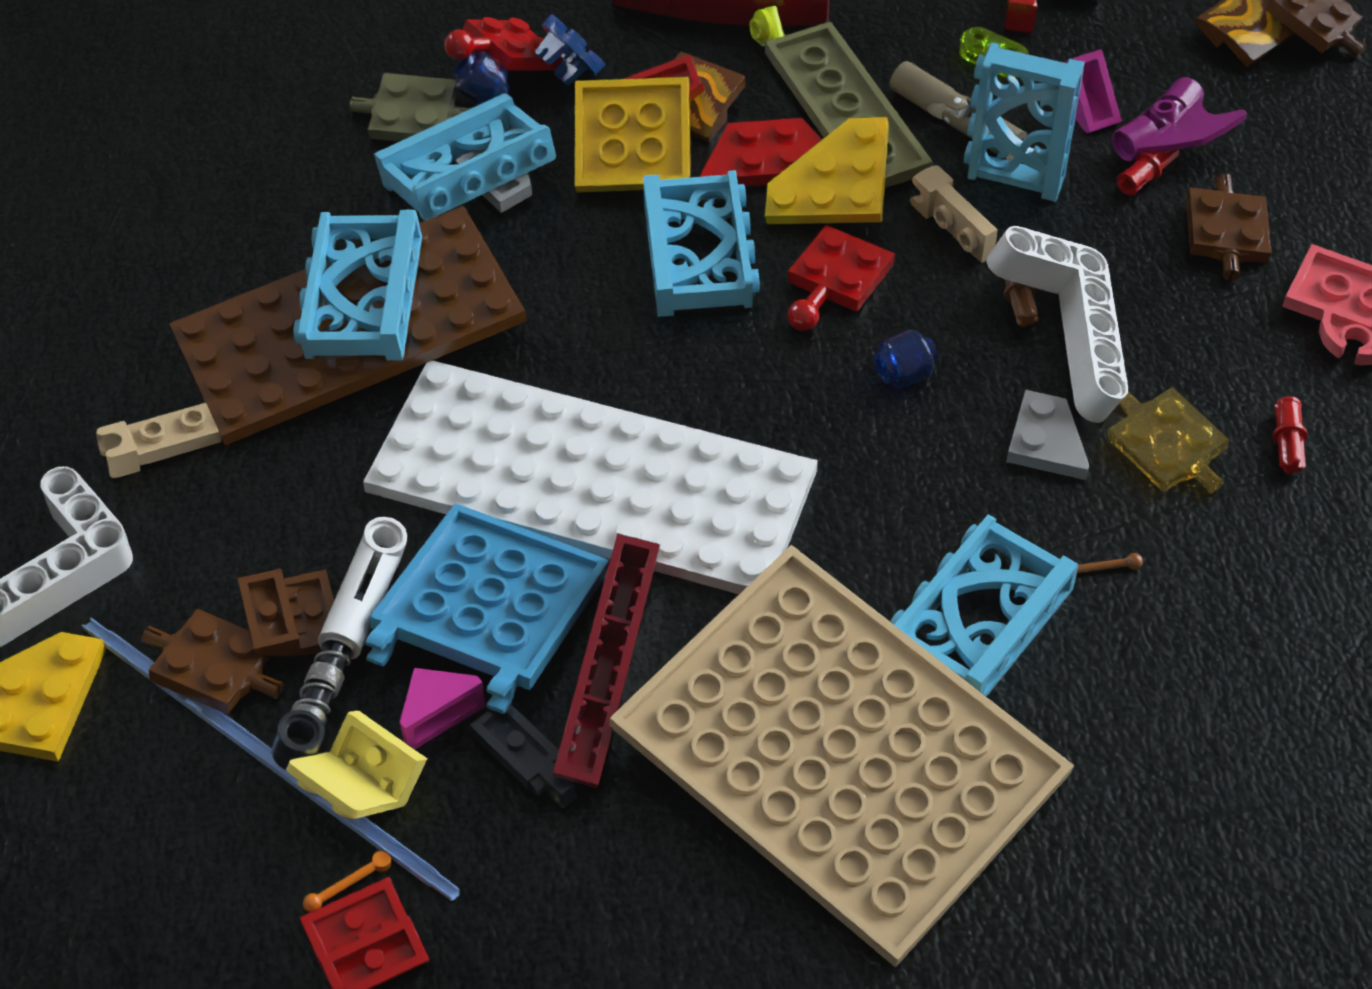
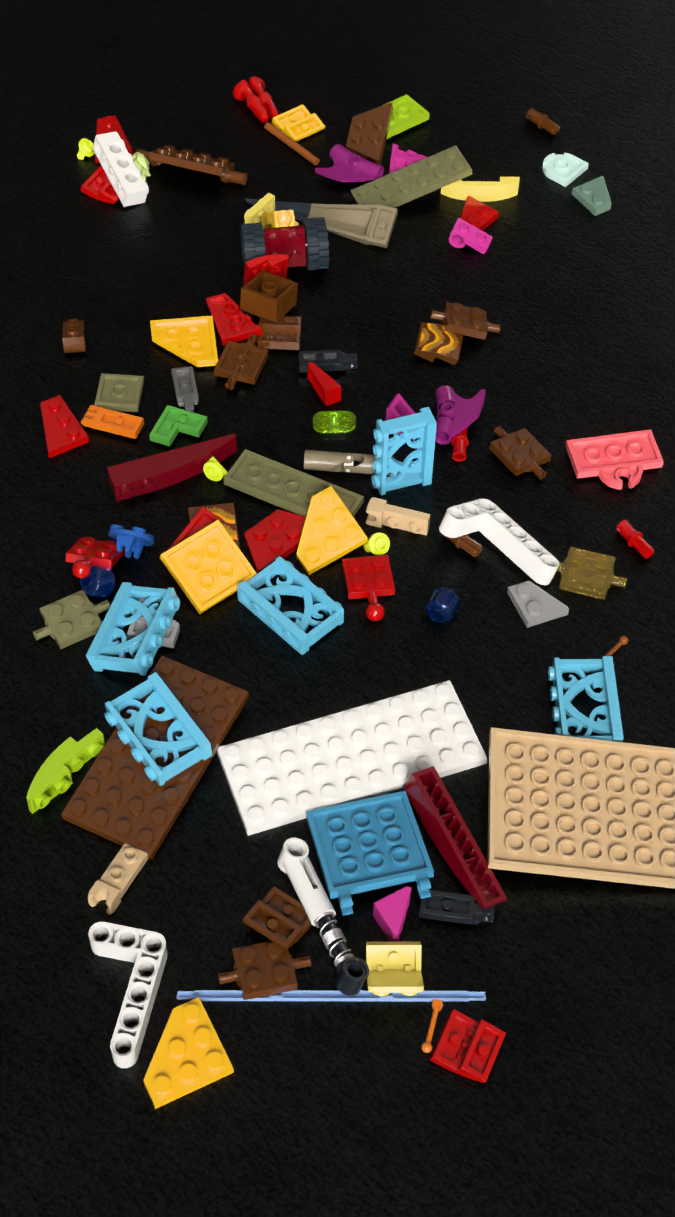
camera: 40 degrees left, 0 degrees up
(211, 269) = (56, 771): none -> lime slope
(895, 233) = (377, 544): none -> neon yellow plate

